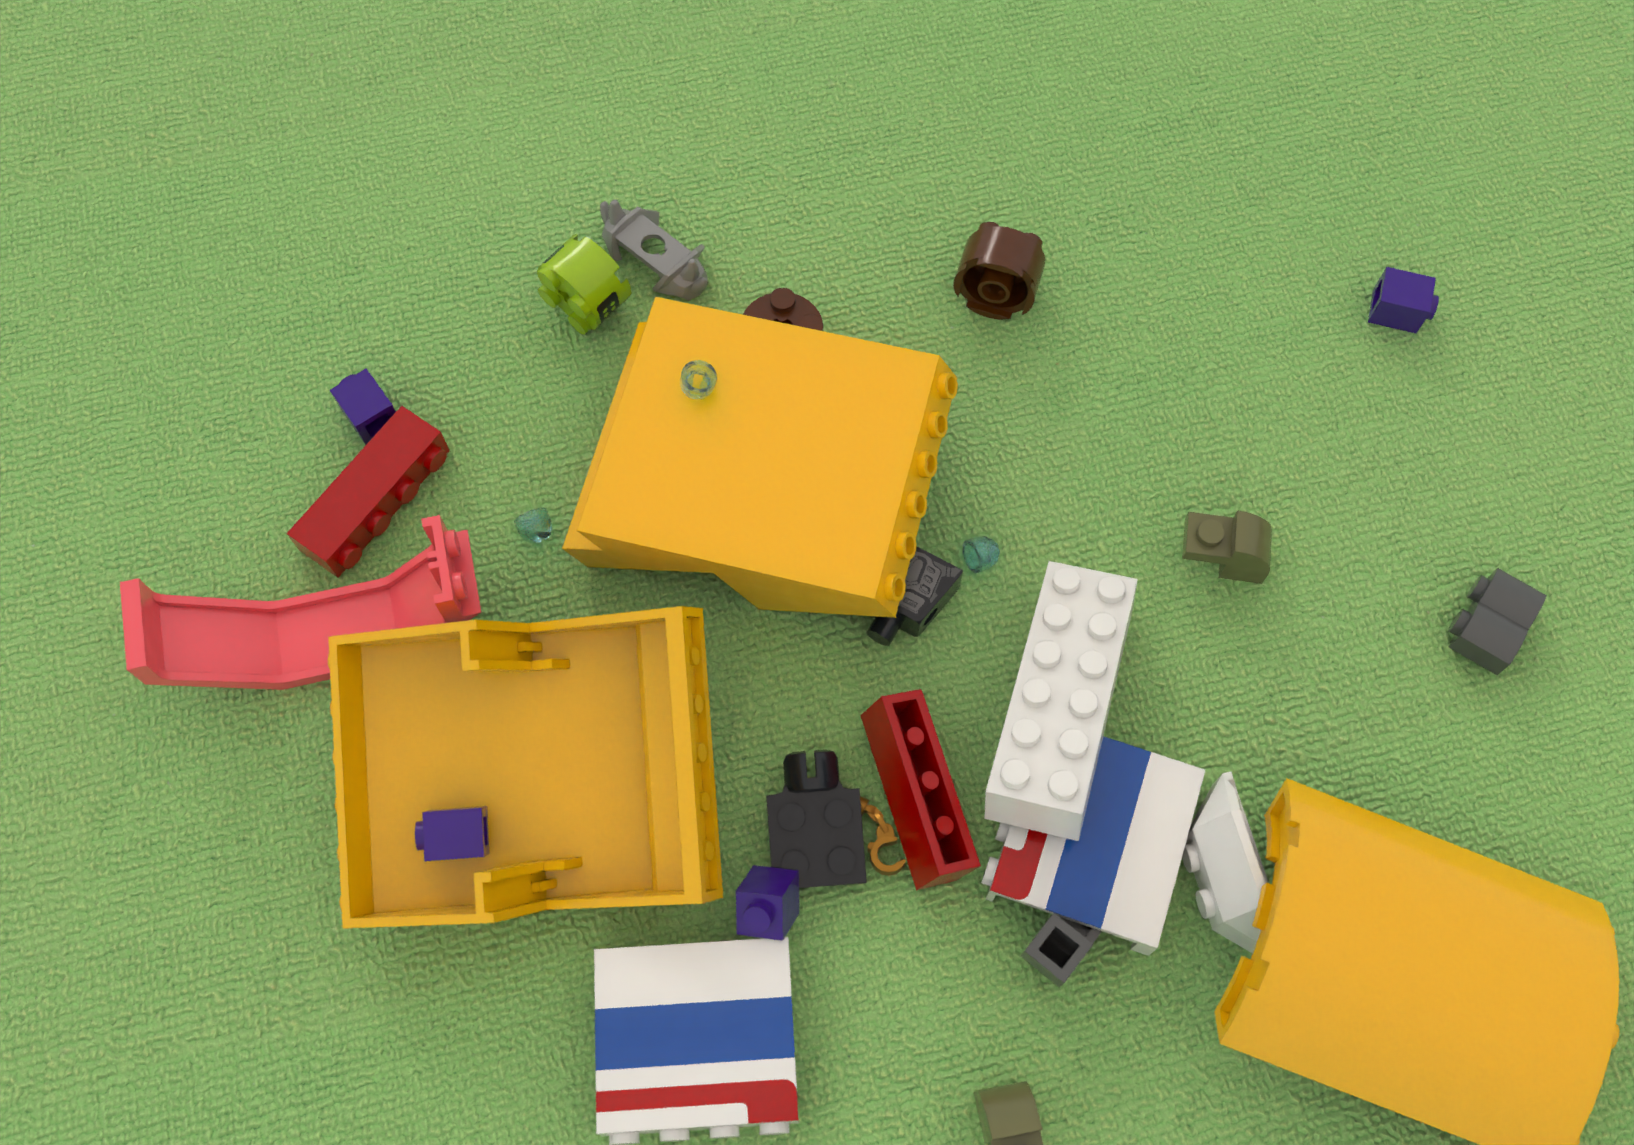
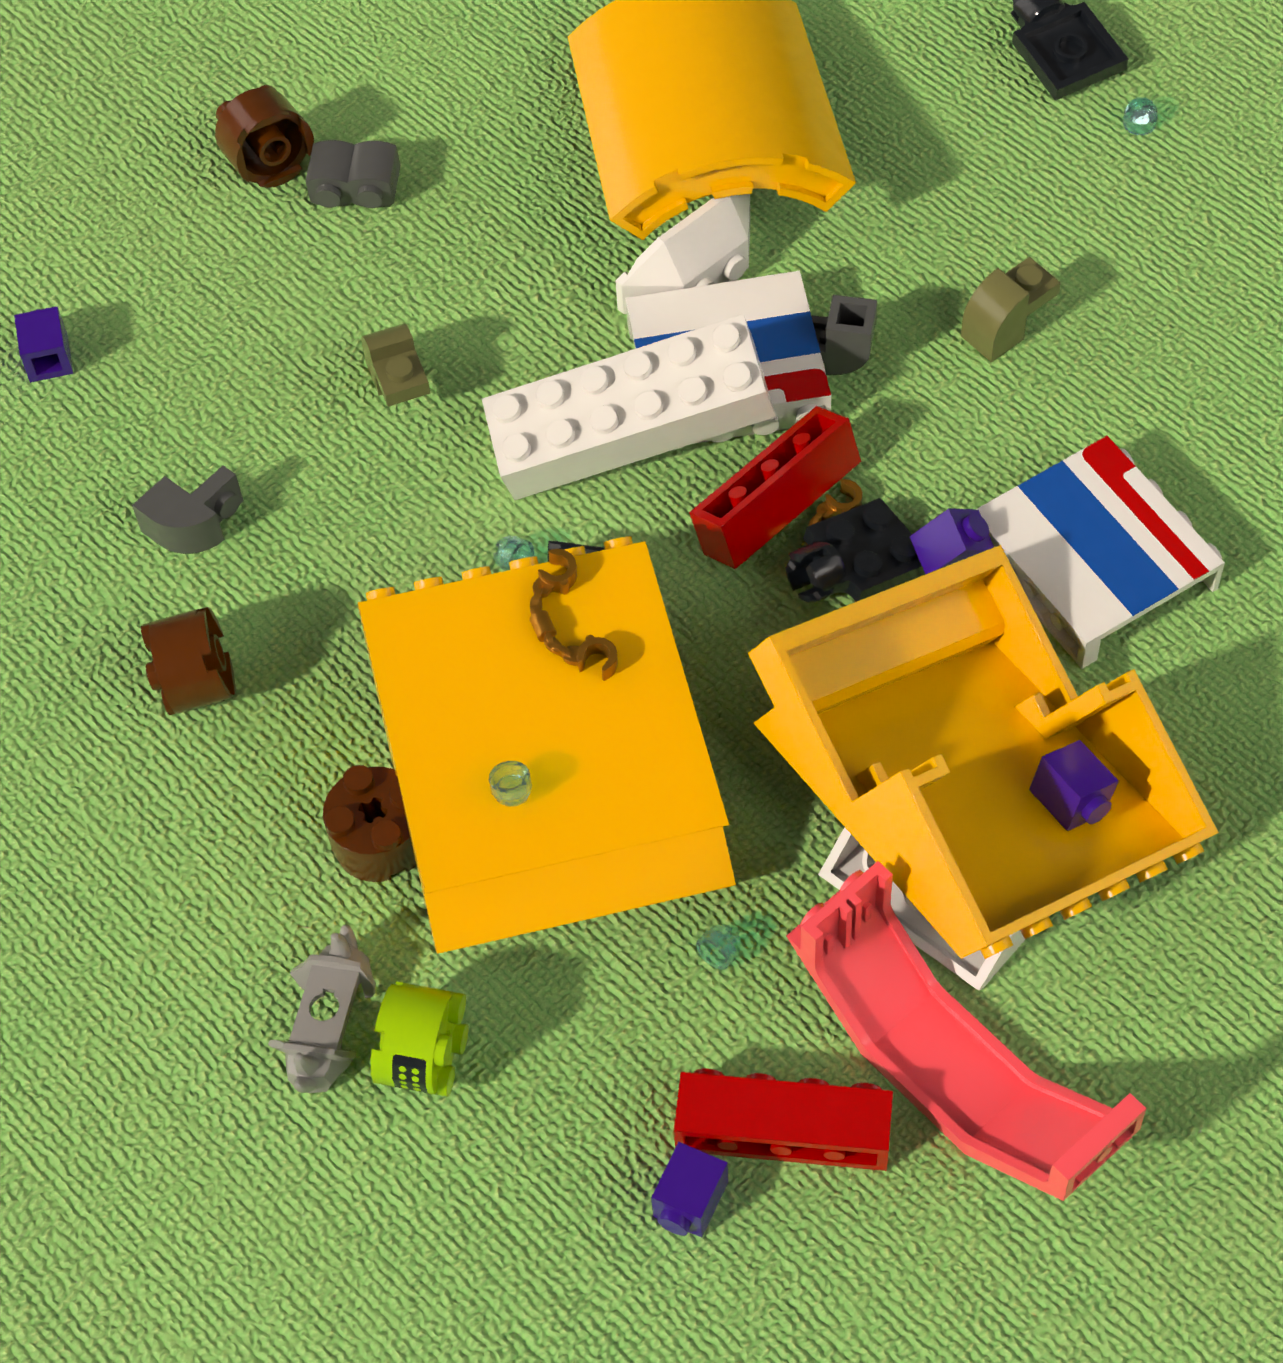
camera: 115 degrees left, 10 degrees down
(833, 475) = (545, 629): none -> pearl gold piece
(1154, 331) = (185, 520): none -> dark grey brick
(1574, 554) = (263, 136): none -> reddish brown brick

